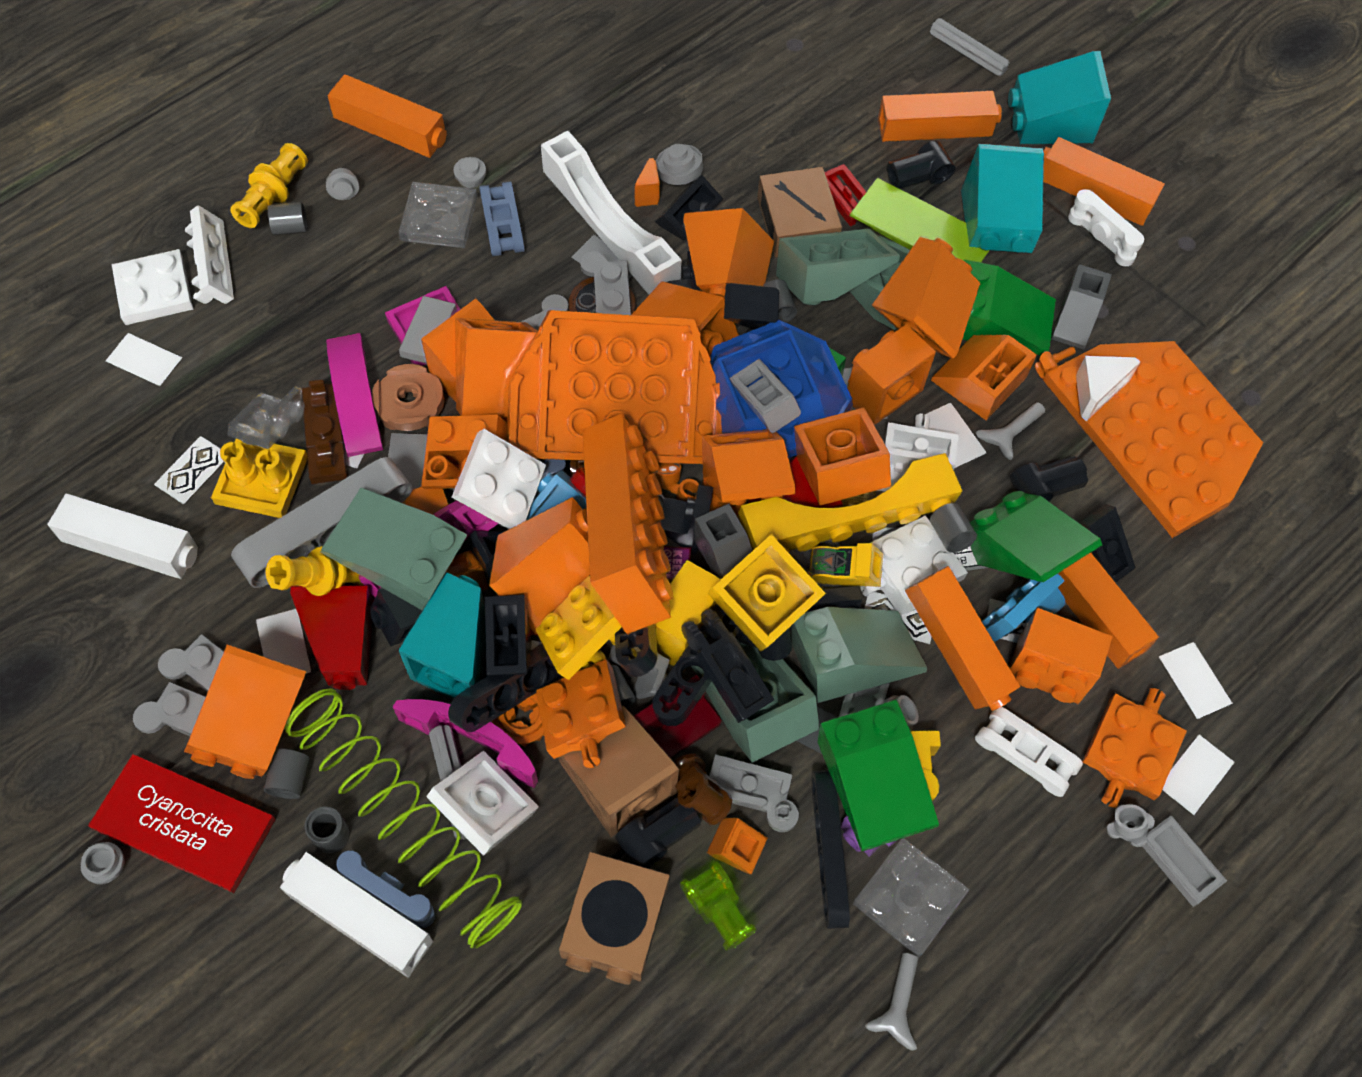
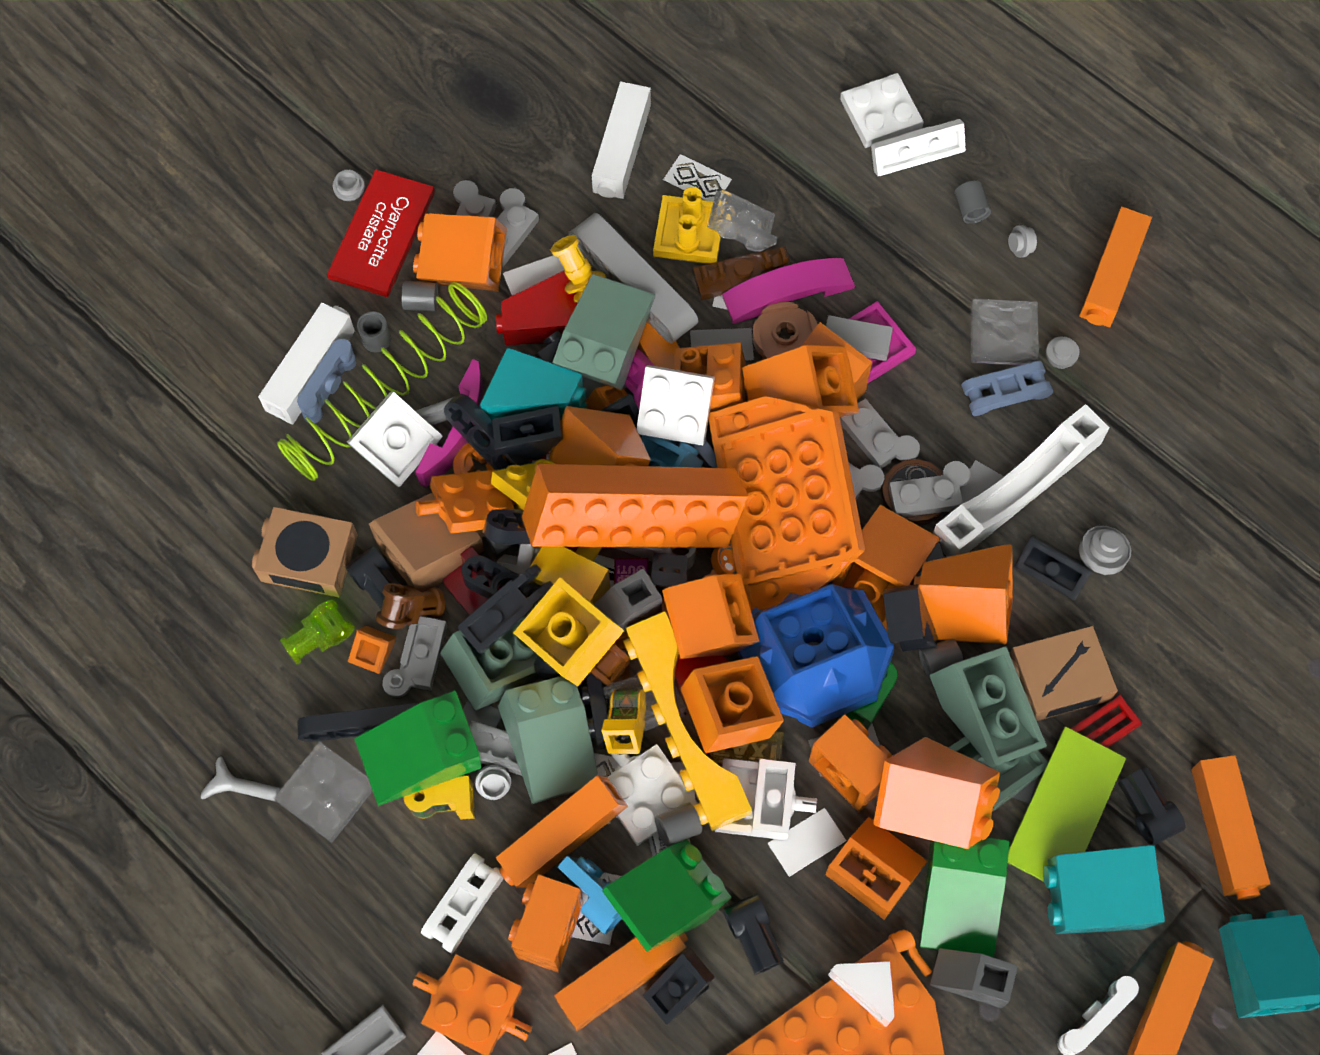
camera: 90 degrees right, 5 degrees up
(144, 359) = (805, 120): white sticker -> none
(268, 185) = (1006, 178): yellow piece -> none
(647, 185) = (1071, 520): orange slope -> none
(767, 396) = (769, 638): light grey slope -> none
(1004, 436) = (807, 893): light grey piece -> none
(1134, 816) = (398, 985): light grey plate -> none

